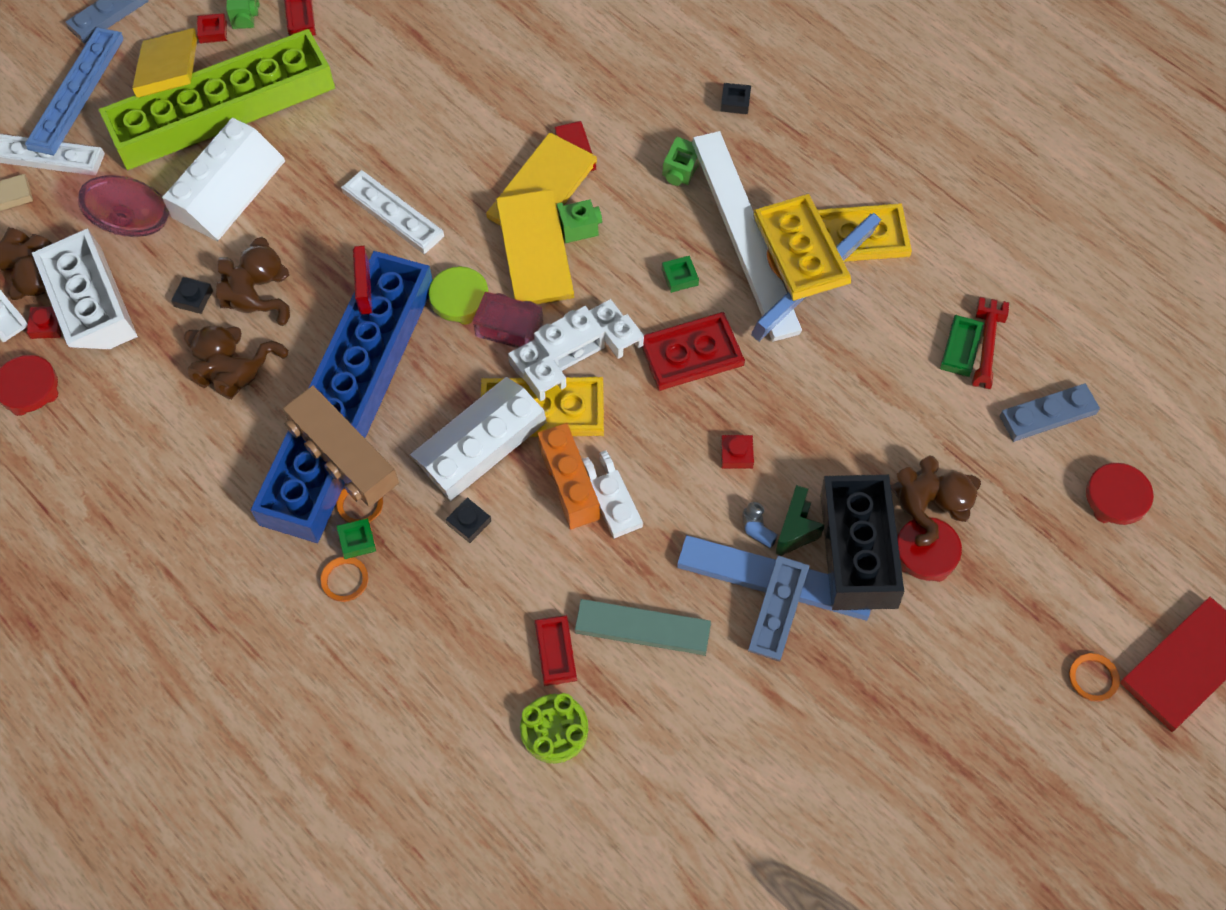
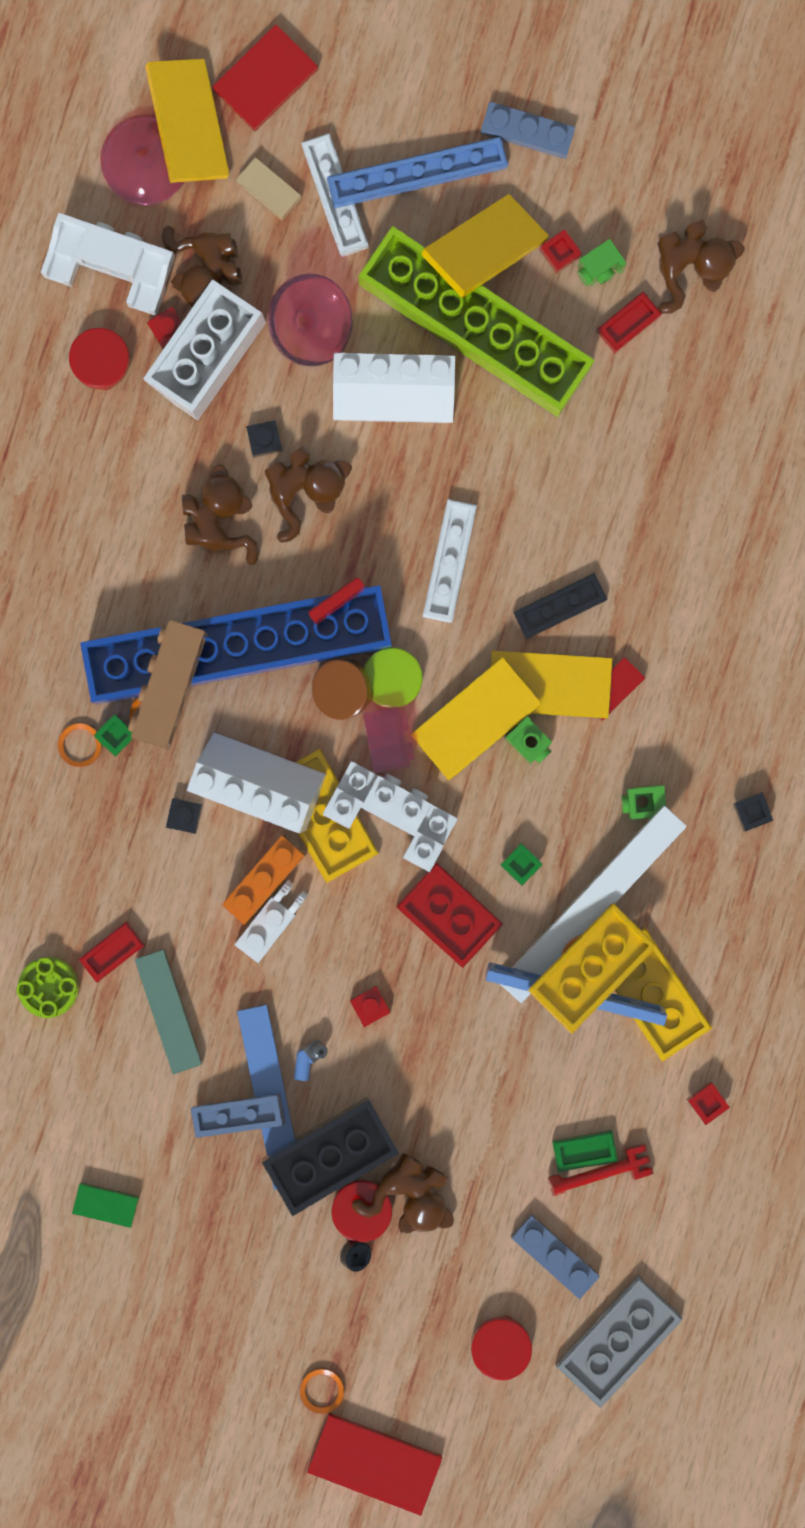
camera: 60 degrees right, 25 degrees up
(441, 331) = (341, 689): none -> dark orange tile
(483, 154) = (560, 606): none -> black tile
(797, 528) = (316, 1092): dark green slope -> none
(804, 787) = (105, 1205): none -> green tile
(966, 234) = (708, 1103): none -> red plate
(969, 575) = (355, 1255): none -> black tile
(1154, 400) = (619, 1341): none -> light grey tile

